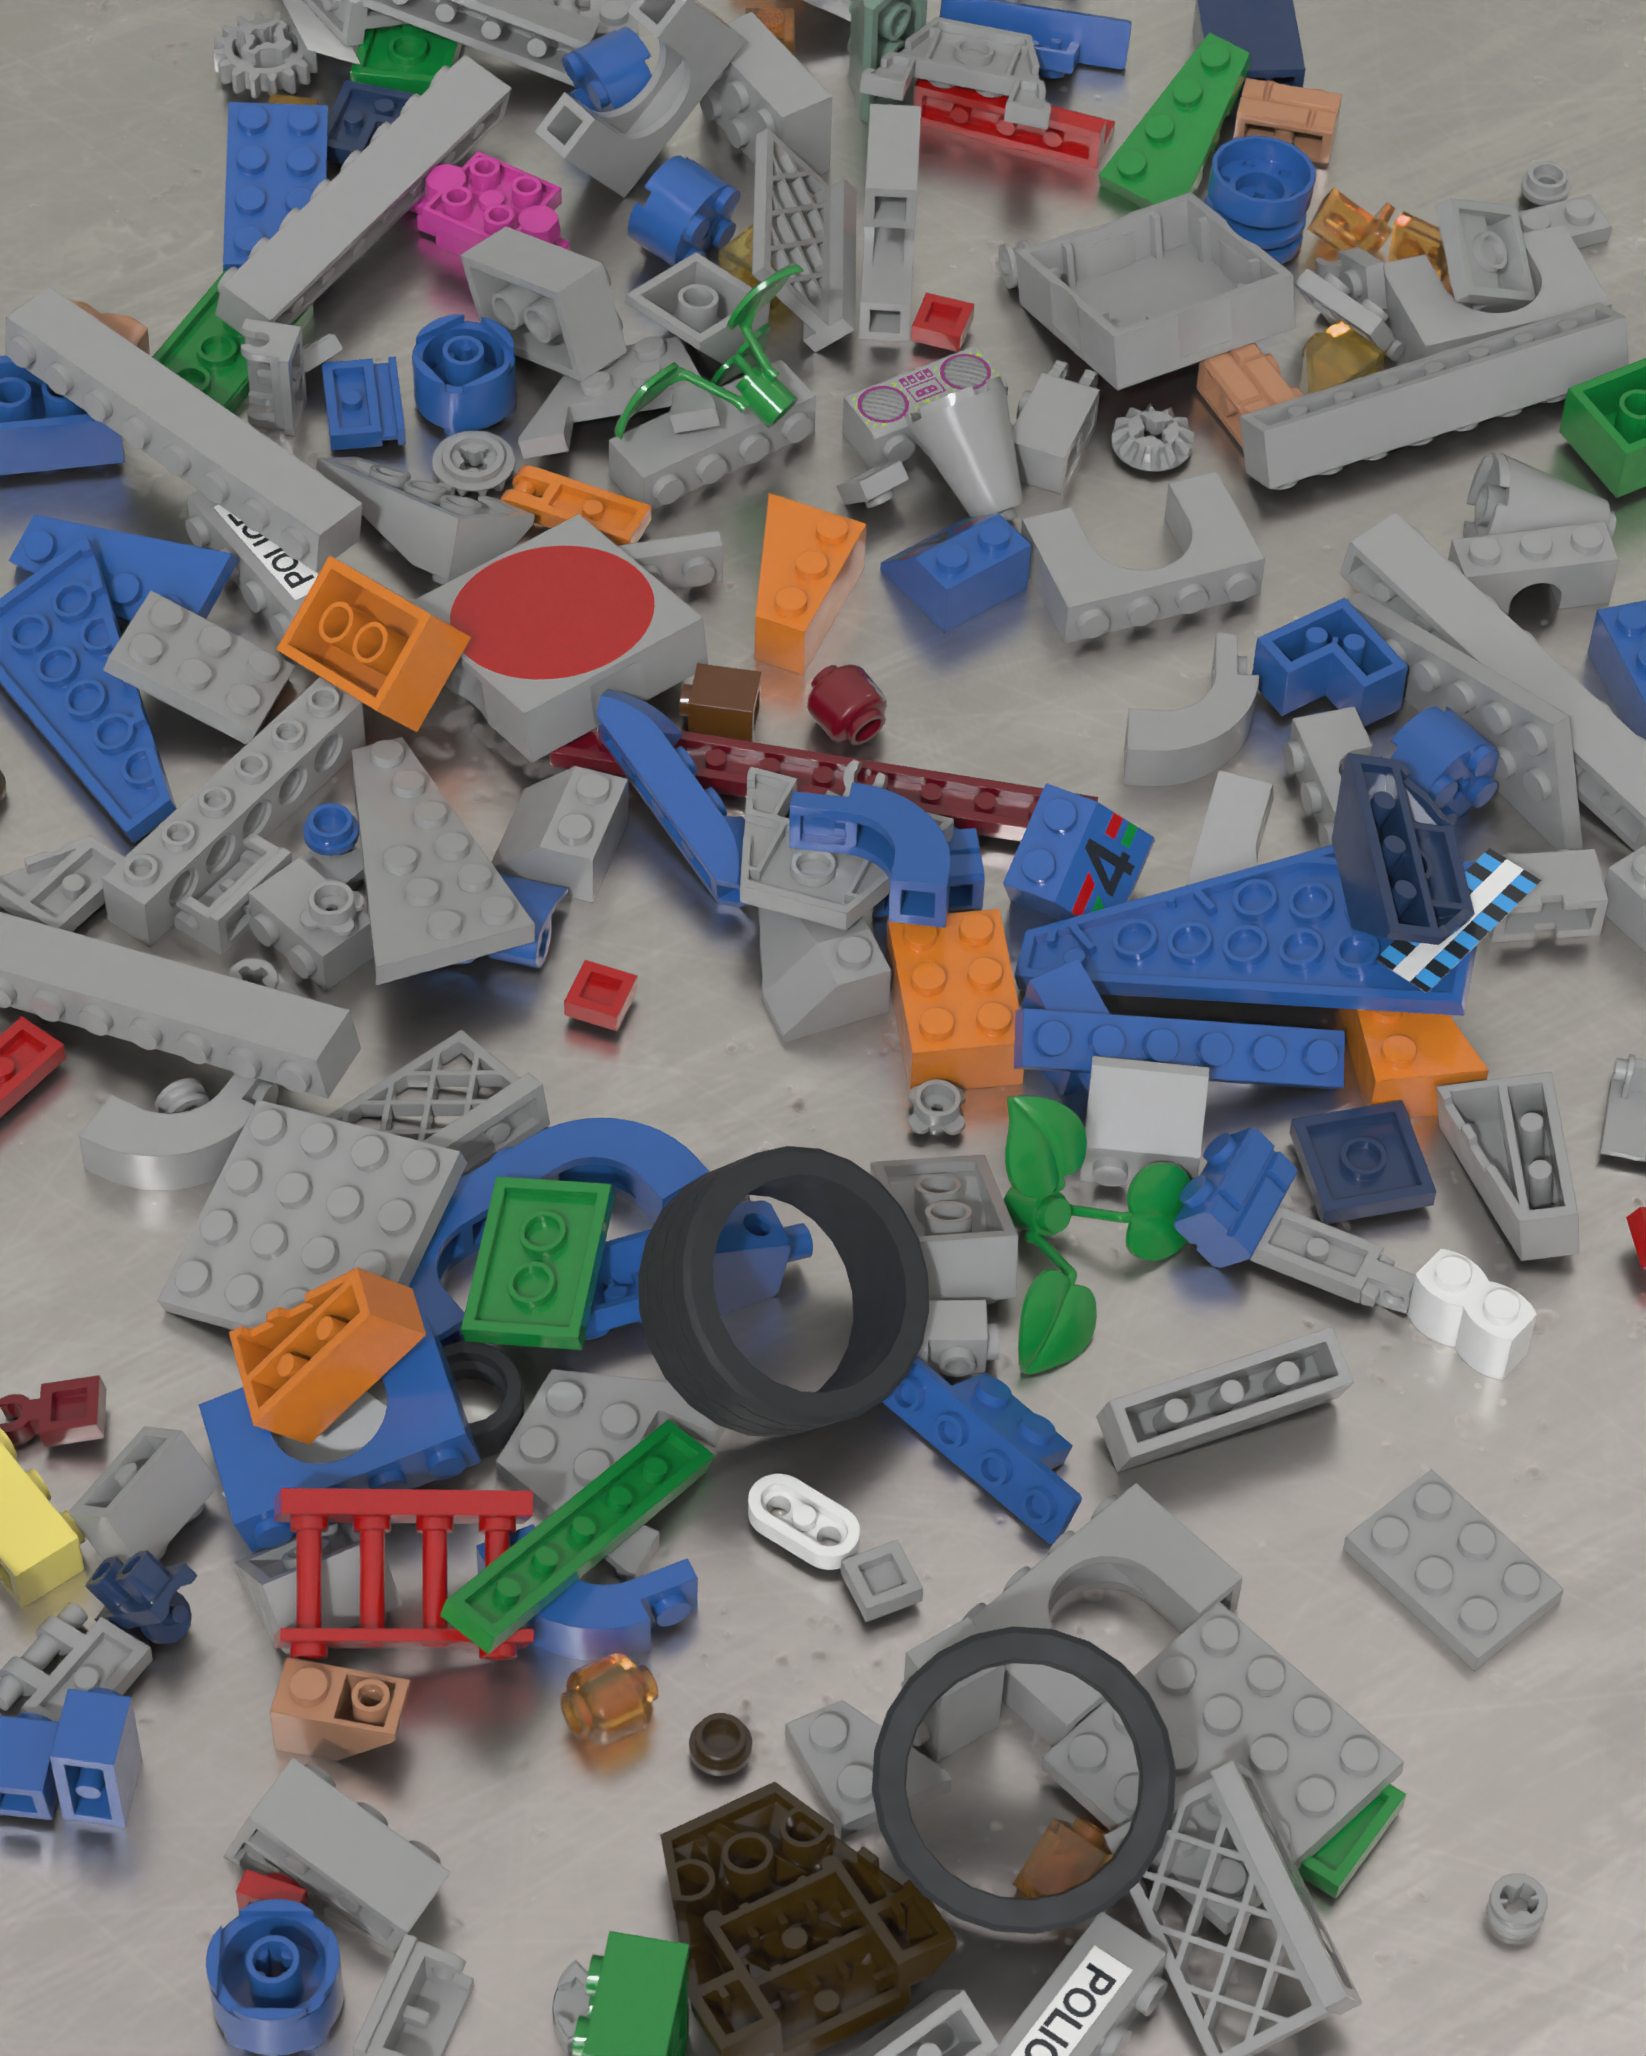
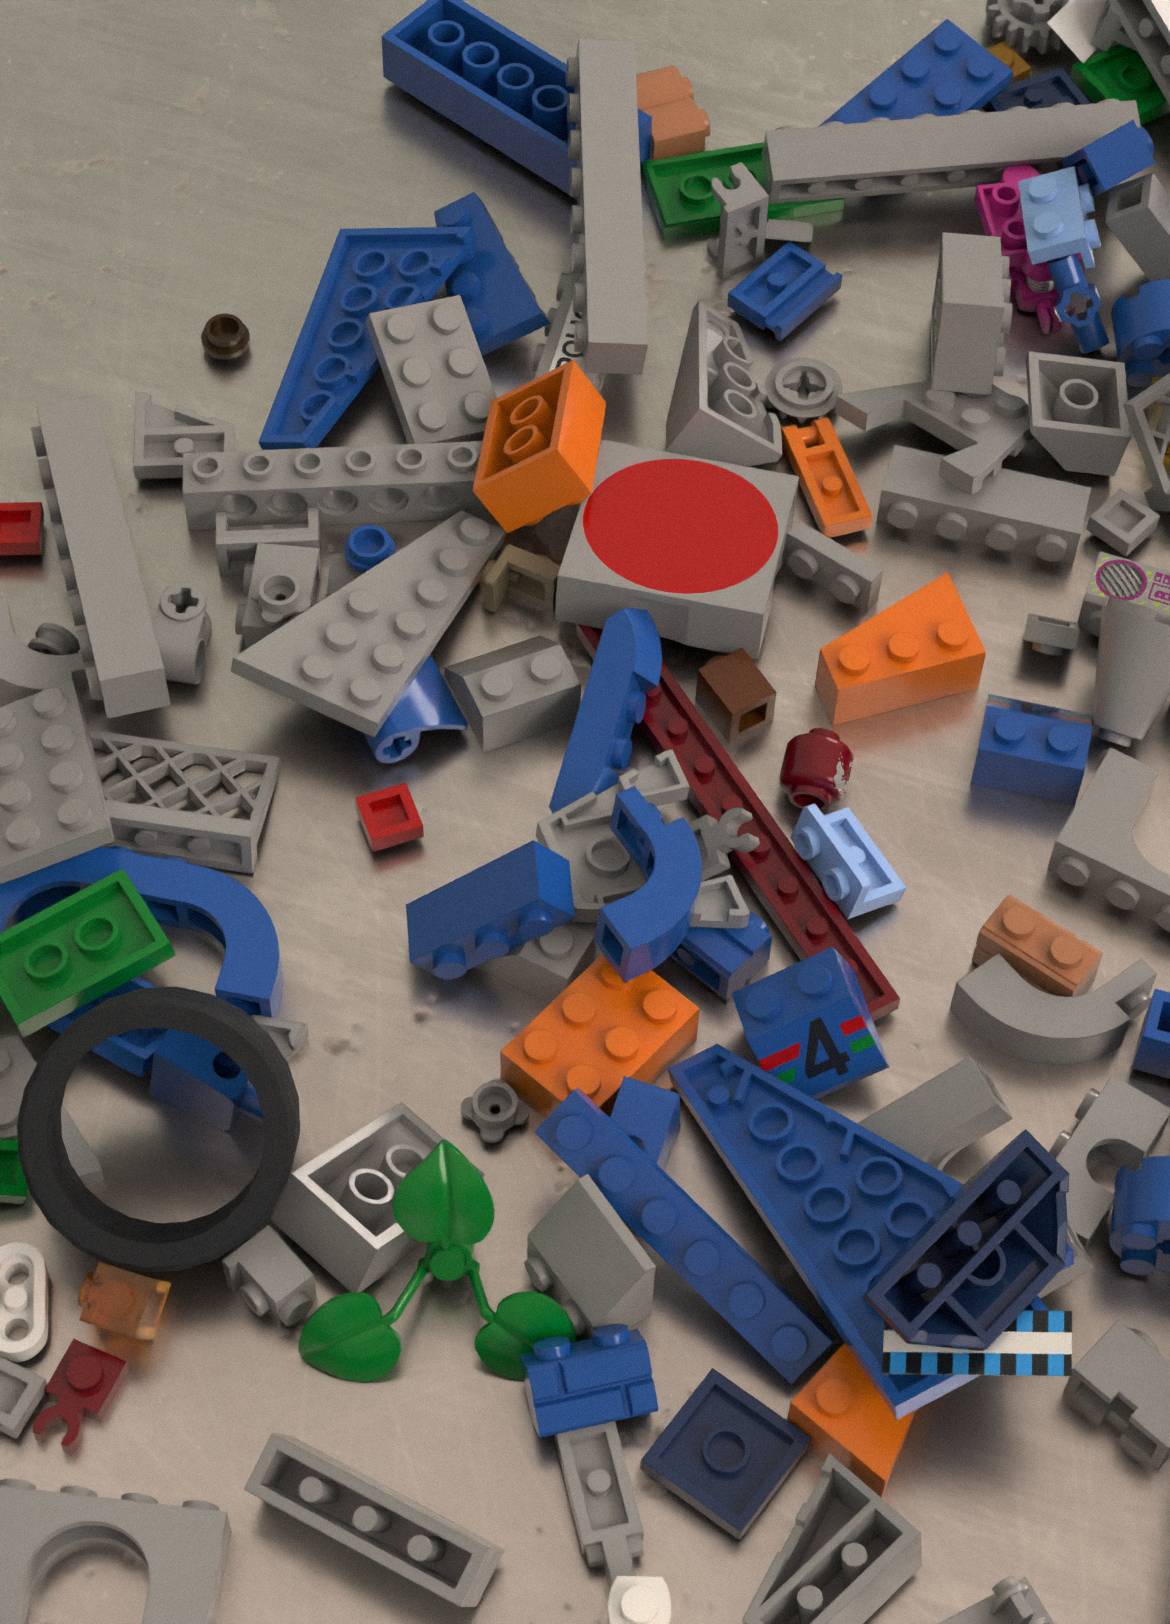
camera: 50 degrees right, 5 degrees up
(464, 373) = (866, 322): blue brick -> none
(466, 754) = (522, 575): none -> dark tan bracket
(513, 110) = (1112, 157): none -> blue brick
(525, 181) = (1057, 217): none -> light blue bracket
(597, 238) = (1086, 325): none -> blue axle
(759, 387) = (1031, 488): green plant -> none
(784, 974) = (490, 911): none -> blue brick
(820, 369) = (1123, 522): none -> light grey plate
(883, 1441) = (123, 1300): none -> clear orange brick
(923, 1532) = (80, 1388): none -> dark red plate
(946, 745) = (846, 861): none -> light blue bracket
(993, 1442) = (210, 1378): blue bracket -> none
(1143, 682) = (1038, 949): none -> nougat brick

